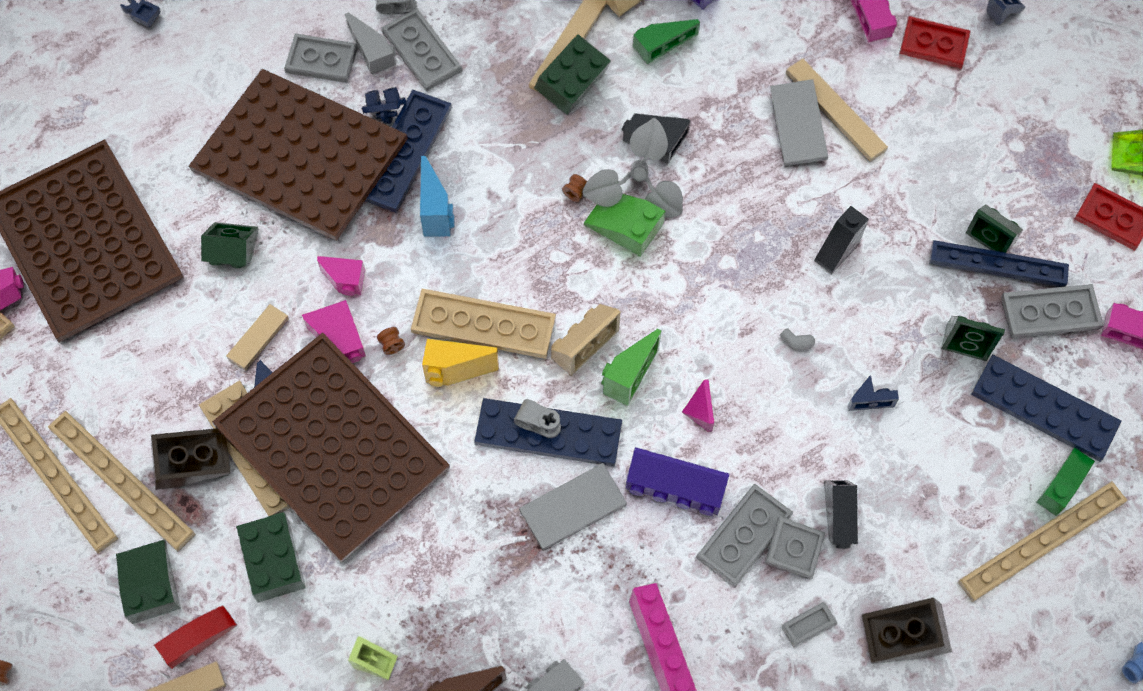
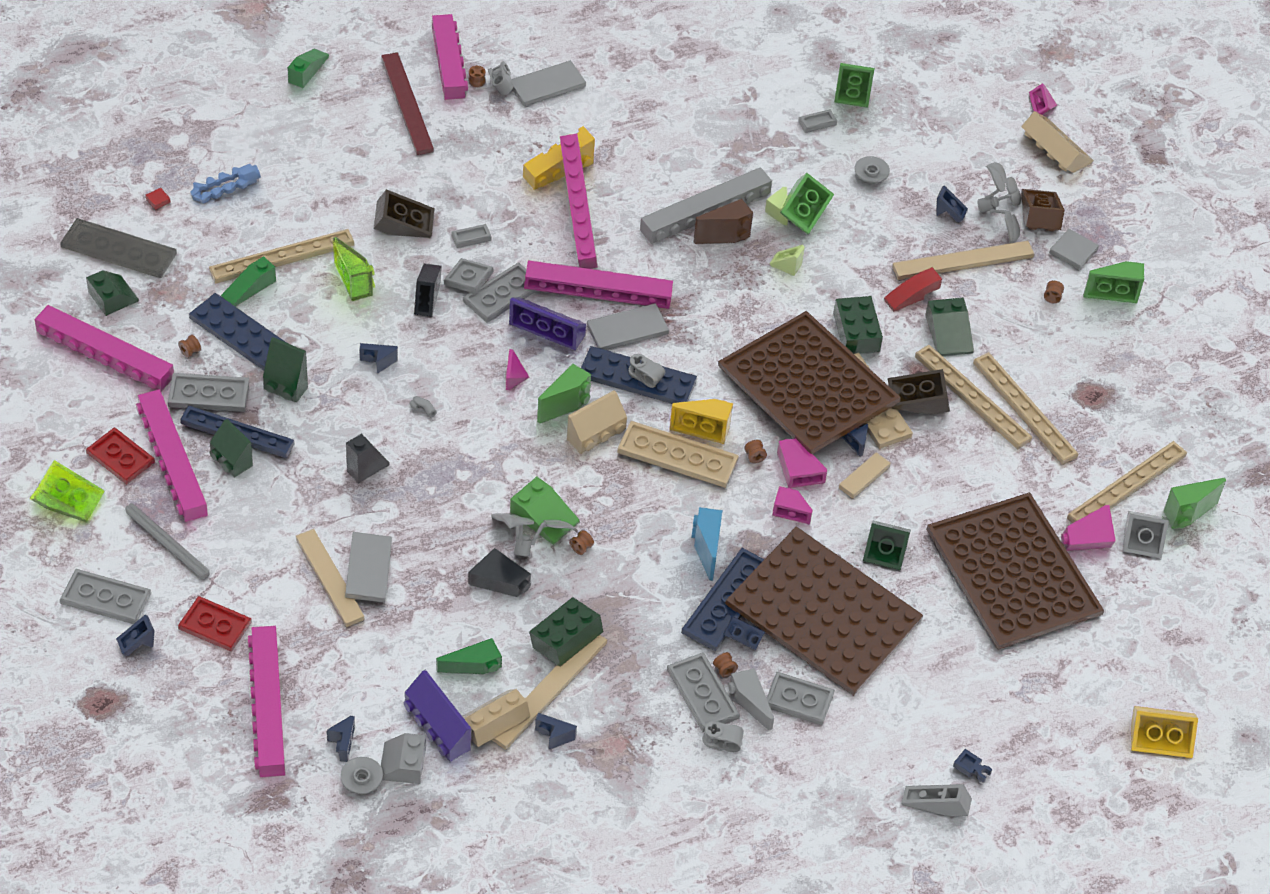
camera: 175 degrees left, 15 degrees down
(400, 73) = (725, 664): none -> dark orange wheel
(622, 557) = (598, 284): none -> dark pink brick
(944, 511) = (353, 270): none -> clear neon green slope
(1021, 121) = (167, 541): none -> light grey axle
(1056, 53) = (105, 596): none -> light grey tile
(1059, 220) = (172, 456): none -> dark pink brick
(1100, 369) = (189, 346): none -> dark orange wheel

